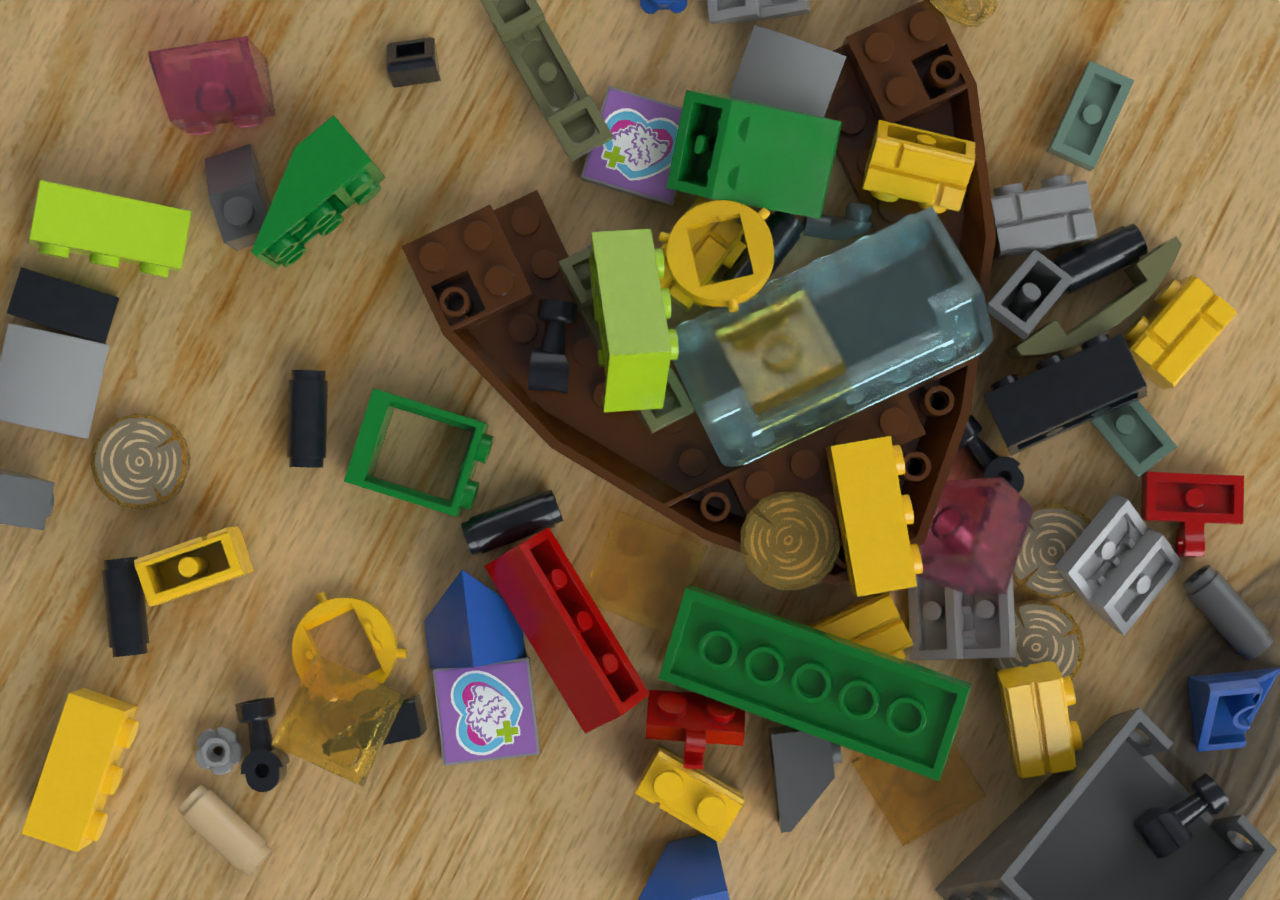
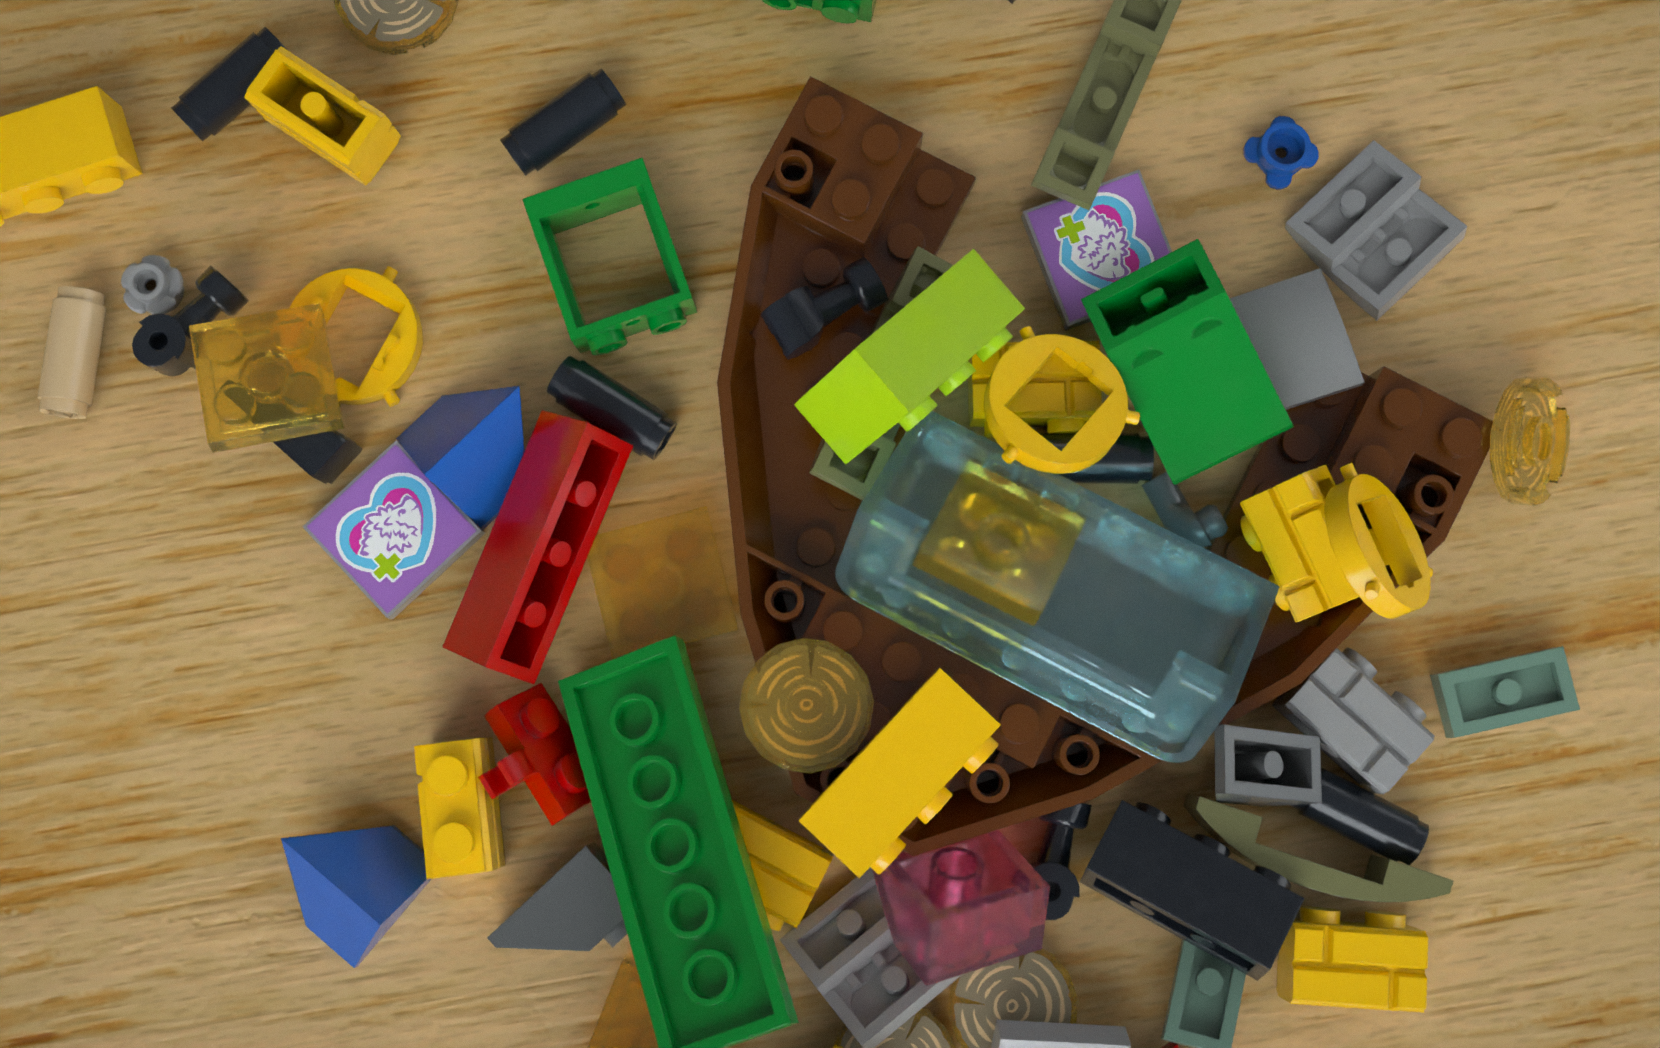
camera: 55 degrees right, 5 degrees down
(955, 116) = (1367, 552): none -> yellow piece

